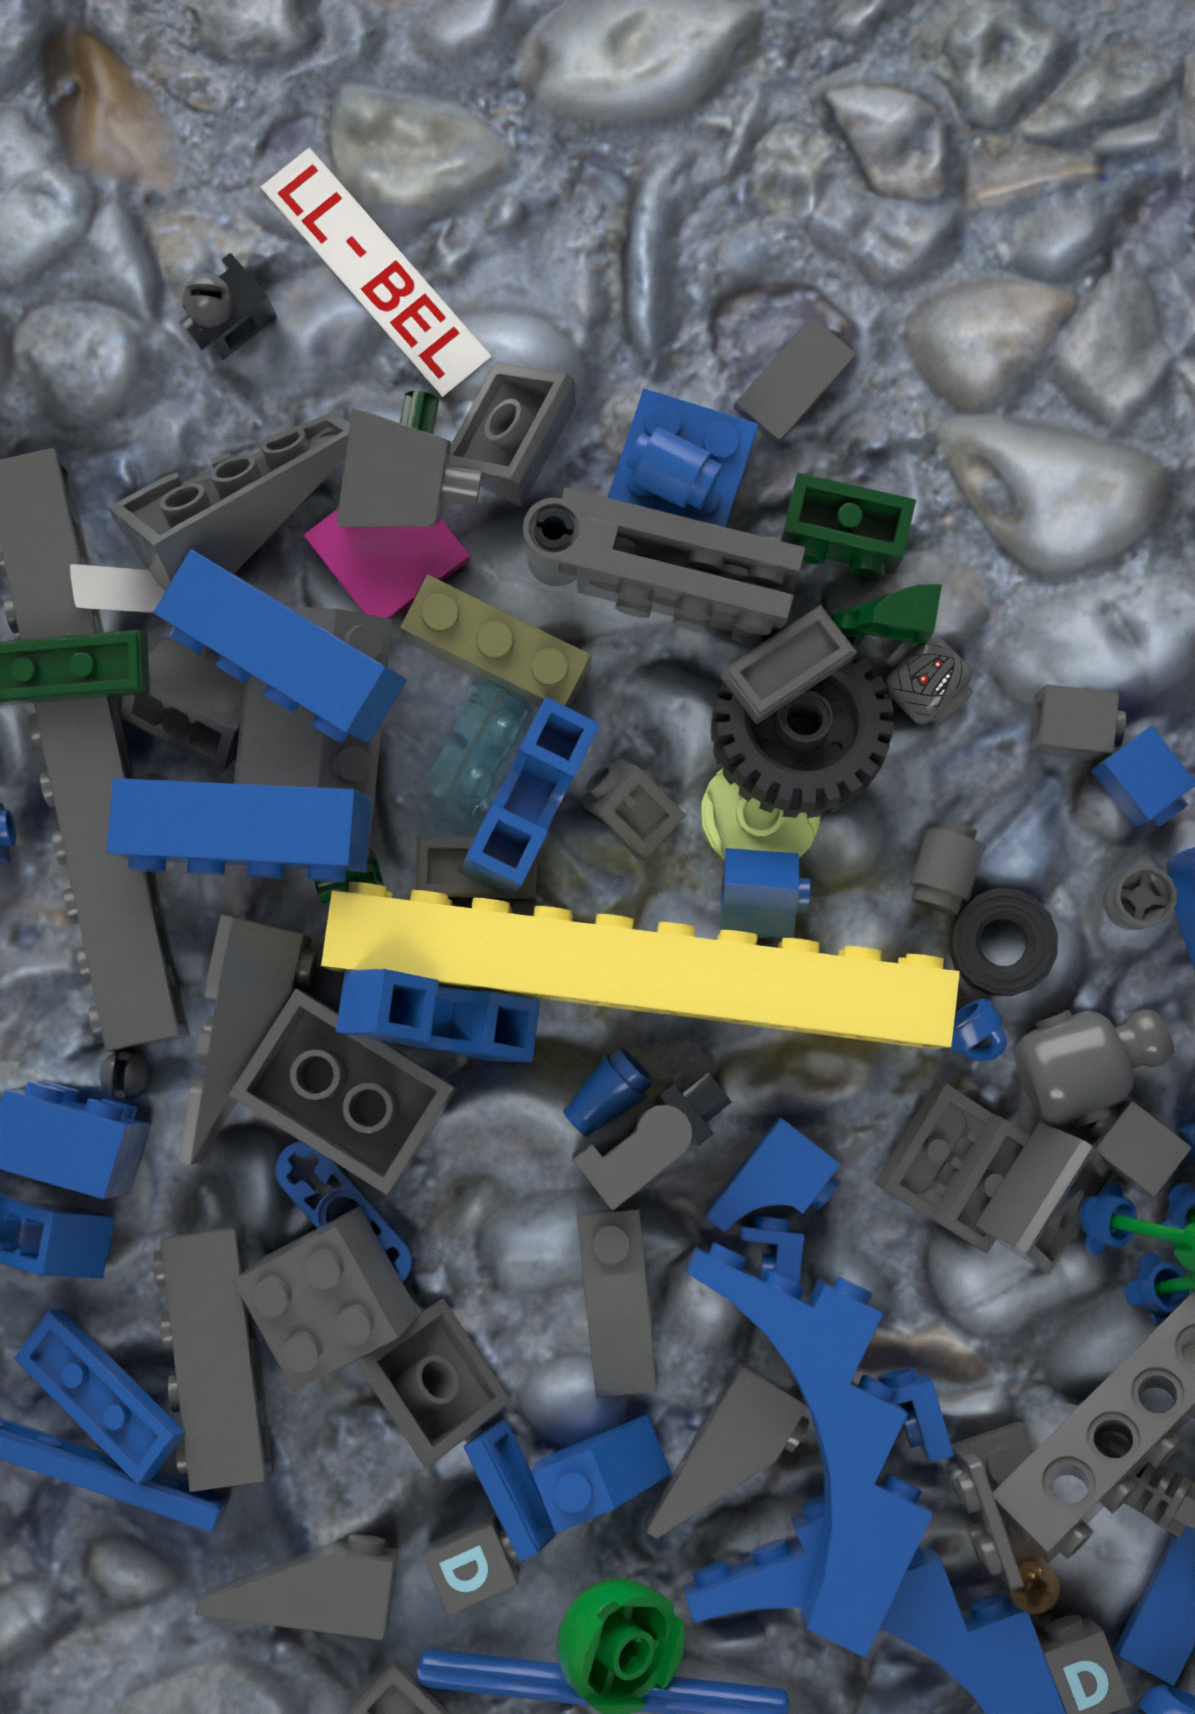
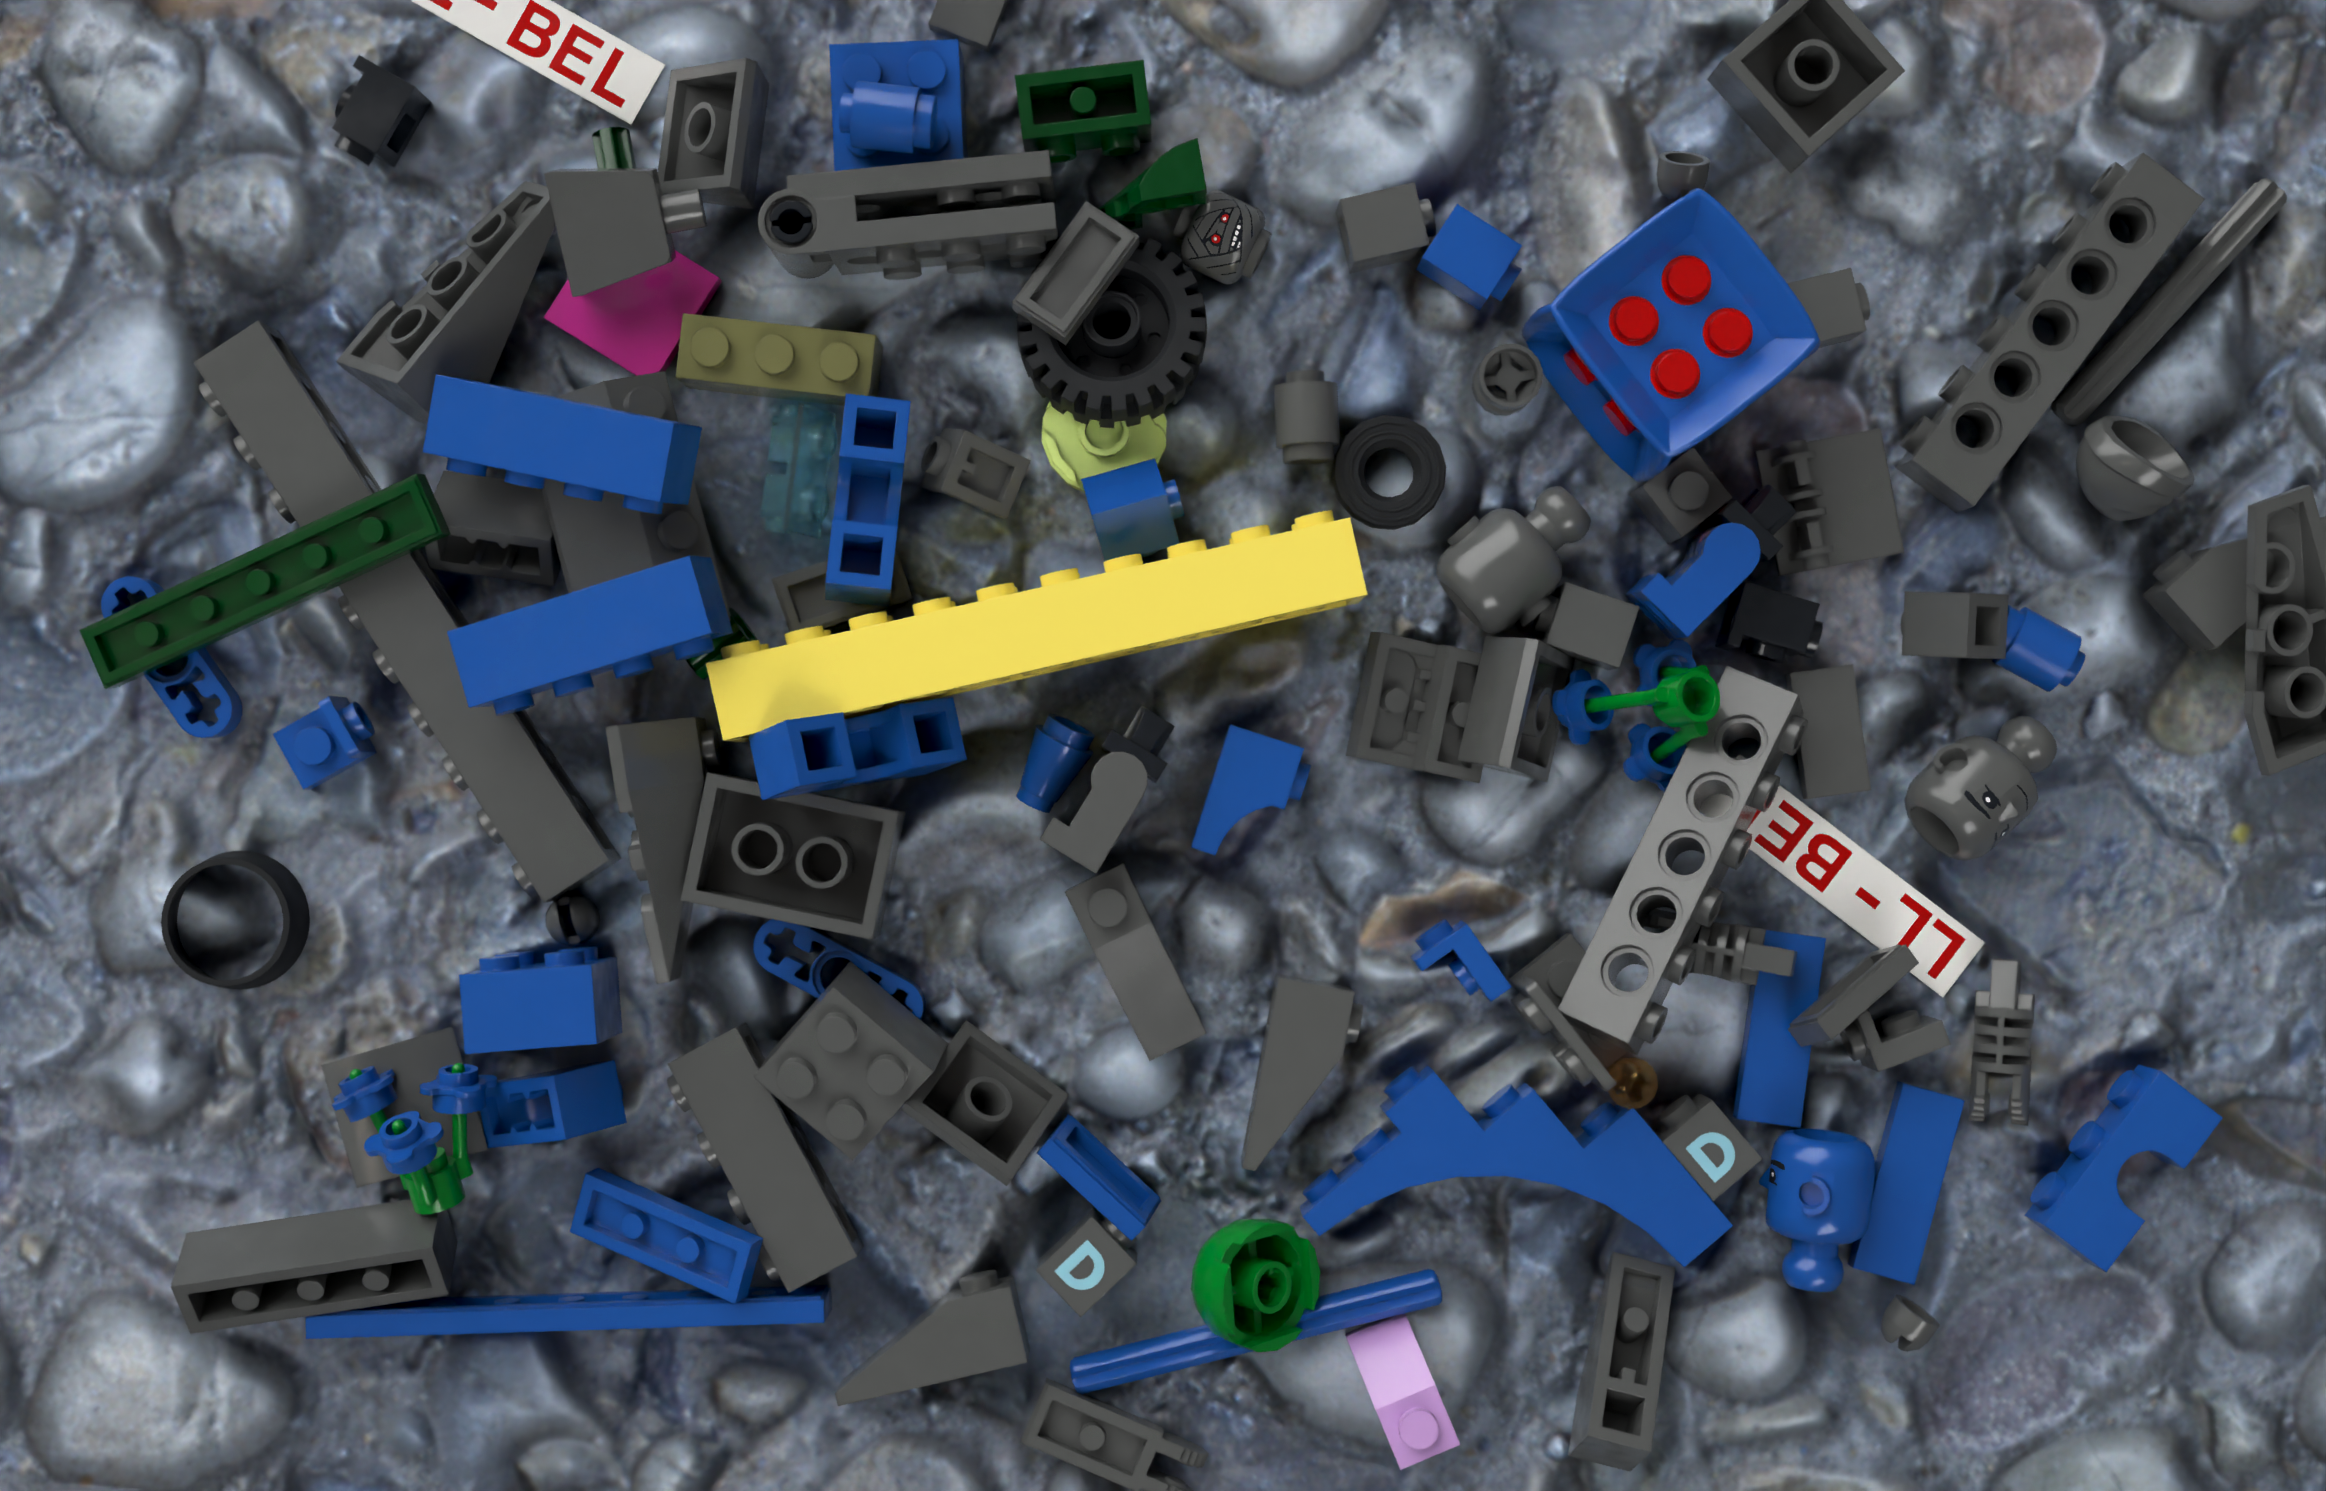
camera: 30 degrees left, 5 degrees up
(114, 588) = (375, 441): white sticker -> none
(205, 309) = (359, 123): dark grey hinge -> none
(600, 1473) = (1179, 1129): blue slope -> none
(787, 1245) = (1284, 872): blue bracket -> none
(868, 1522) = (1450, 1080): blue arch -> none
(974, 1024) = (1386, 565): blue tile -> none

